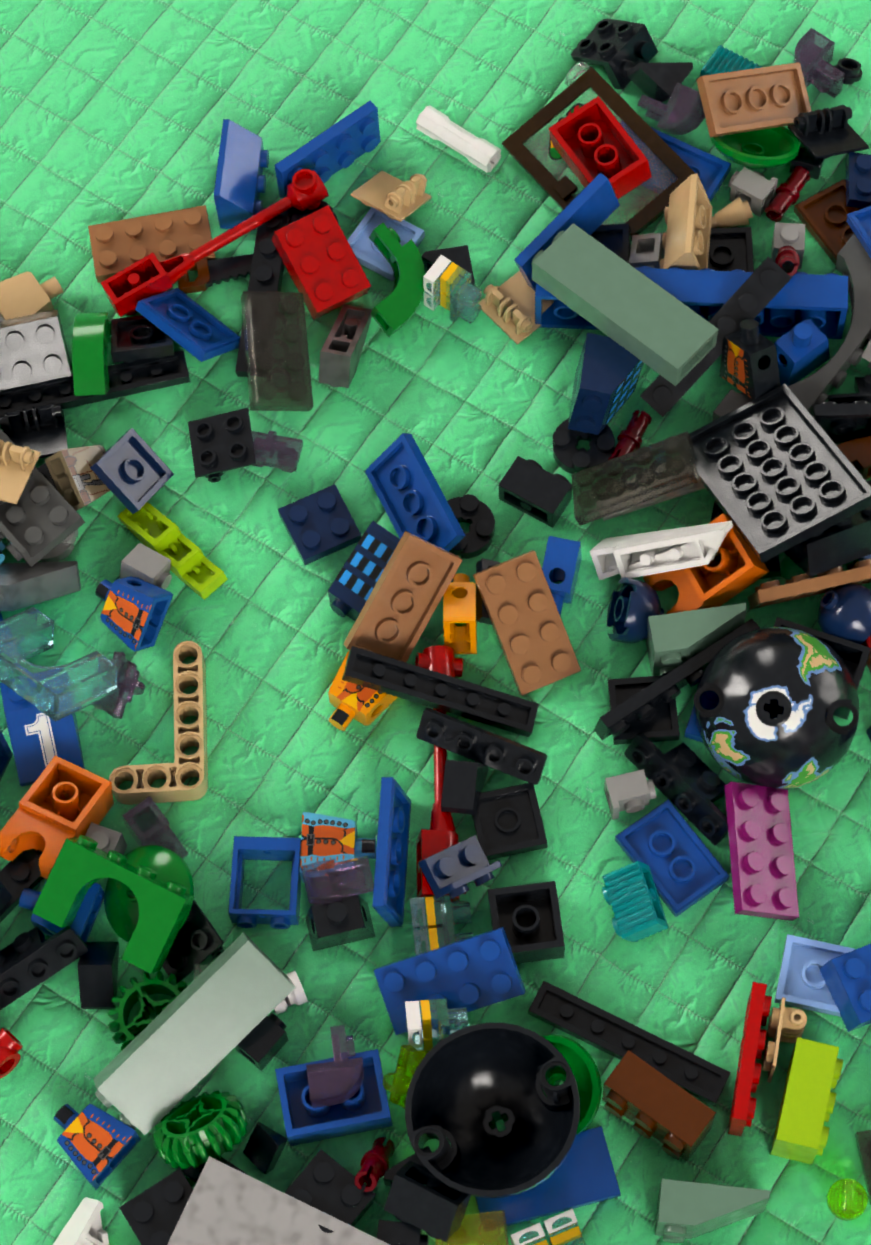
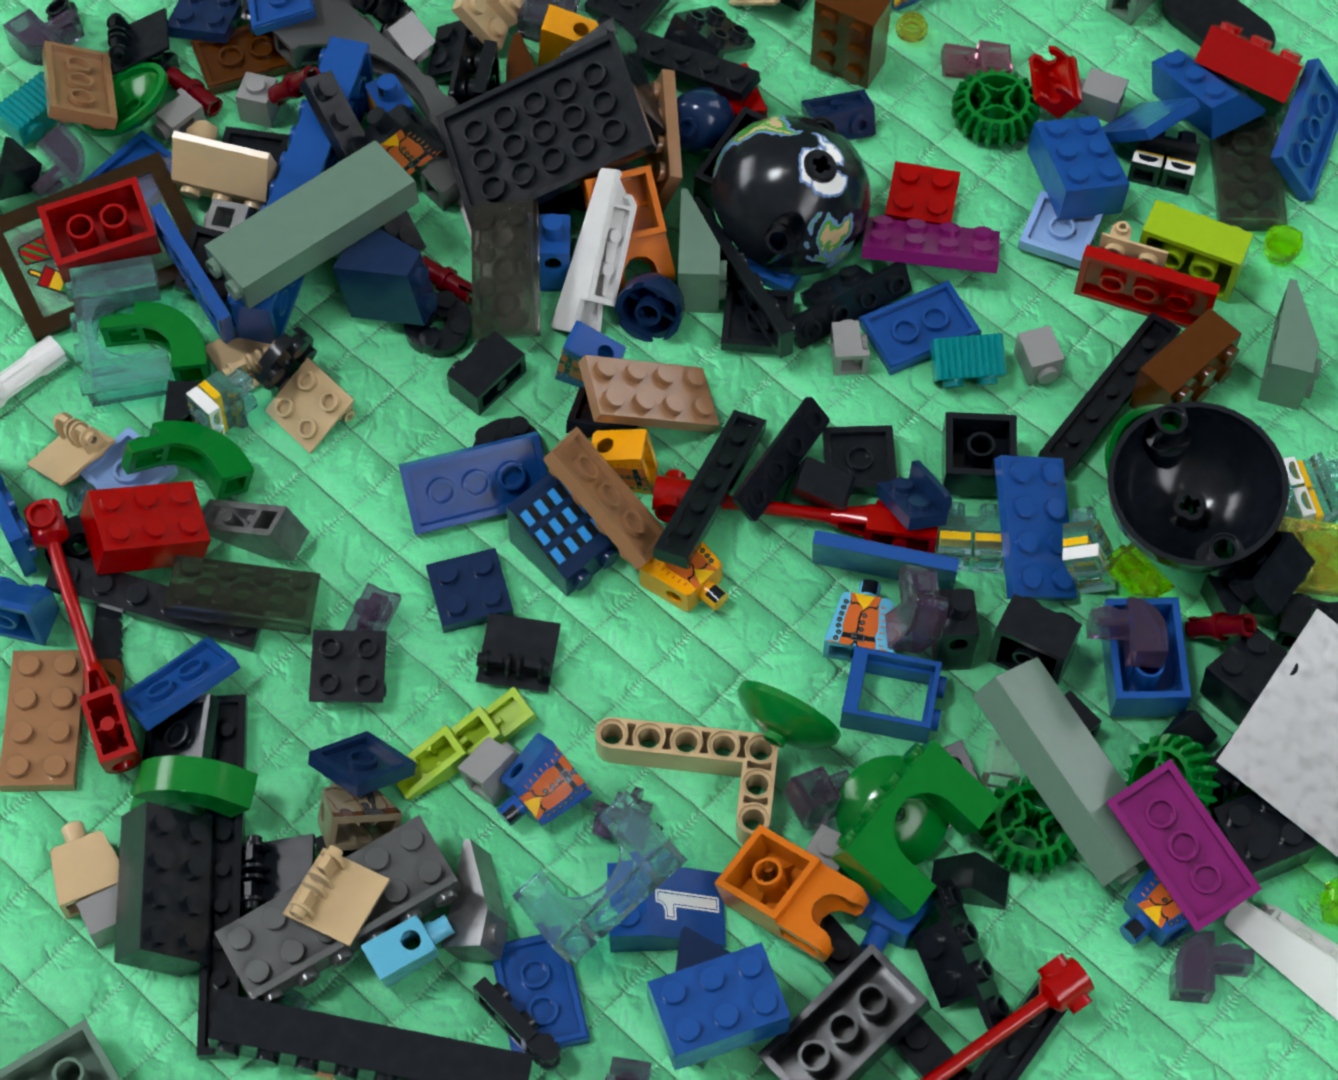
camera: 85 degrees left, 5 degrees down
(39, 1173) = (1198, 963): none -> brick
(125, 1136) = (1183, 845): none -> magenta plate
(215, 787) = (786, 717): none -> green dish
(263, 572) = (518, 652): none -> black hinge
(329, 993) = (1033, 632): none -> black brick
(351, 216) = (76, 496): none -> clear light blue plate
(472, 198) = (97, 293): none -> clear light blue arch
(476, 363) = (310, 405): none -> tan hinge
(500, 254) = (163, 327): none -> green arch
(503, 327) = (284, 359): none -> black plate
(655, 970) = (1039, 355): none -> light grey brick
(673, 511) = (556, 243): none -> blue torso
(827, 840) = (922, 193): none -> red plate

